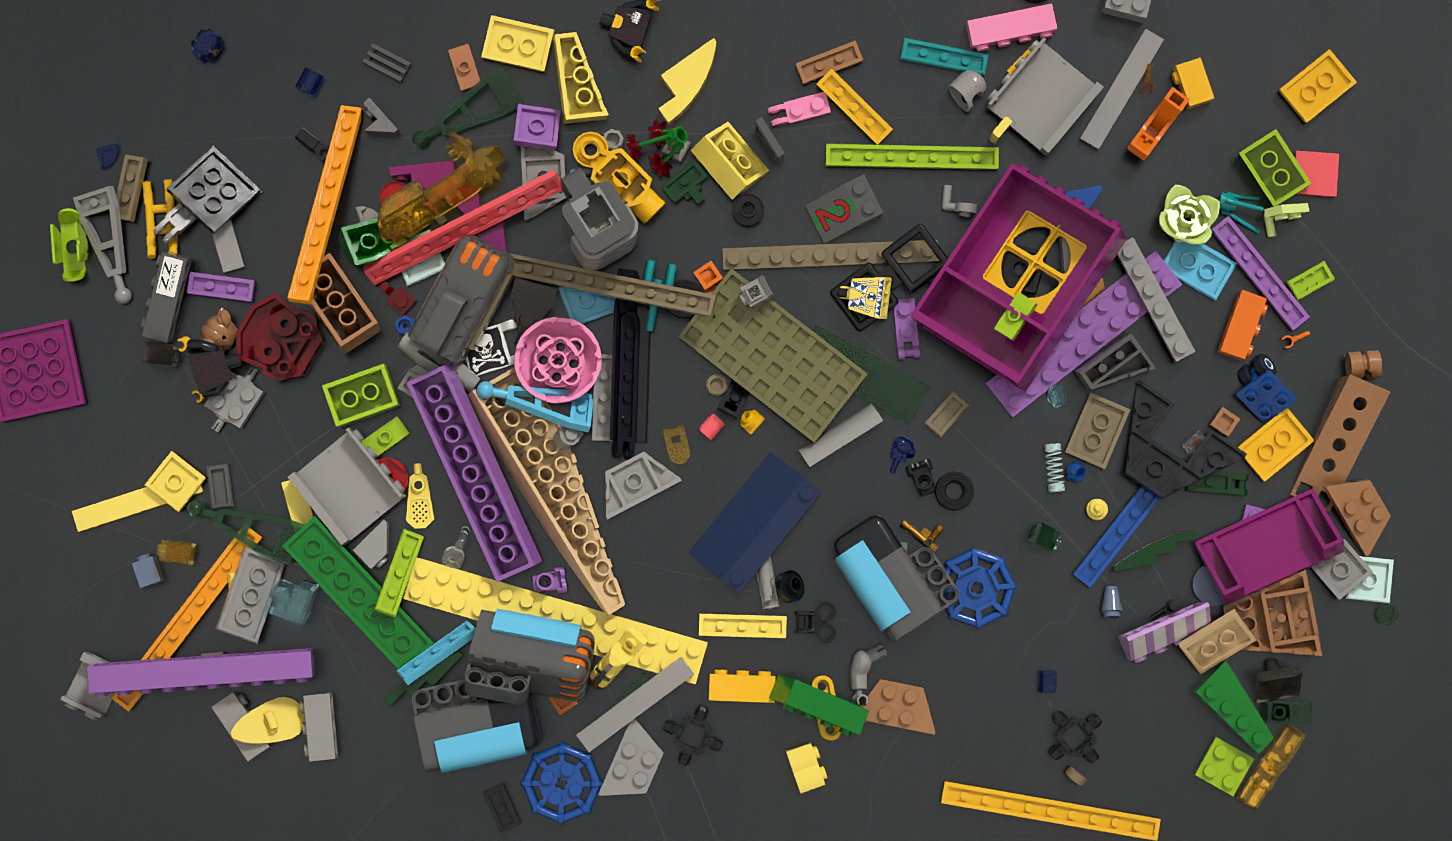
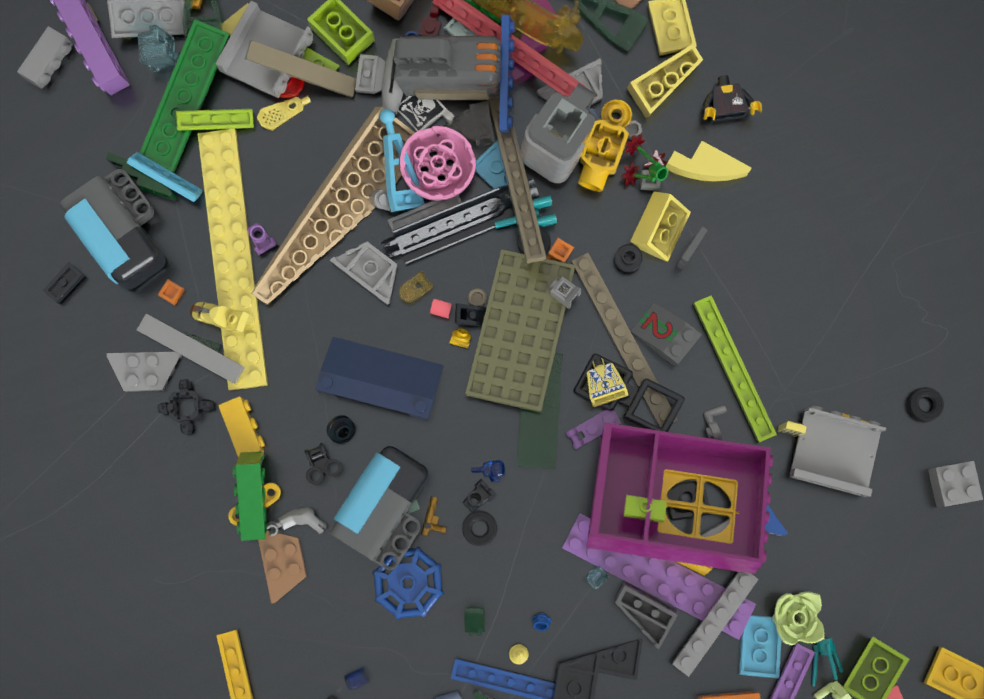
camera: 65 degrees right, 5 degrees down
(270, 722) = (55, 76): light yellow shield -> none
(319, 727) = (69, 116): light grey brick -> none
(375, 546) = (229, 94): light grey slope -> none
(386, 461) = (300, 68): none -> dark tan tile
(455, 552) = (248, 156): clear plate -> none
(474, 472) = (319, 138): medium lavender brick -> none
(492, 239) = (507, 66): none -> blue plate
(528, 656) = (189, 242): dark grey piece -> none
(536, 127) = (613, 66): medium lavender plate -> none
(566, 771) = (95, 313): blue plate -> none
(686, 184) = (625, 201): dark green hinge -> none
(742, 625) = (292, 406): light yellow plate -> none
(767, 585) = (337, 408): light grey piece -> none
(801, 109) = (728, 264): bright pink hinge -> none
(806, 768) = (198, 510): light yellow brick -> none
(837, 59) = (777, 268): medium nougat plate -> none
(840, 435) = (481, 414): light grey brick -> none
(854, 106) = (752, 303): yellow plate -> none
(943, 56) = (827, 358): teal tile -> none
(946, 414) = (539, 492): dark tan tile -> none
(967, 85) = (812, 384): light grey helmet -> none
(1011, 26) = (879, 400): bright pink brick -> none
(1055, 449) = (552, 594): light aqua piece -> none
(1097, 431) = (583, 624): dark tan plate -> none
(1121, 89) = (874, 514): light grey tile -> none
(1148, 79) = (891, 533): clear orange hand -> none
(1158, 123) = (862, 557): orange arch -> none
(1193, 83) = (909, 571): yellow brick -> none

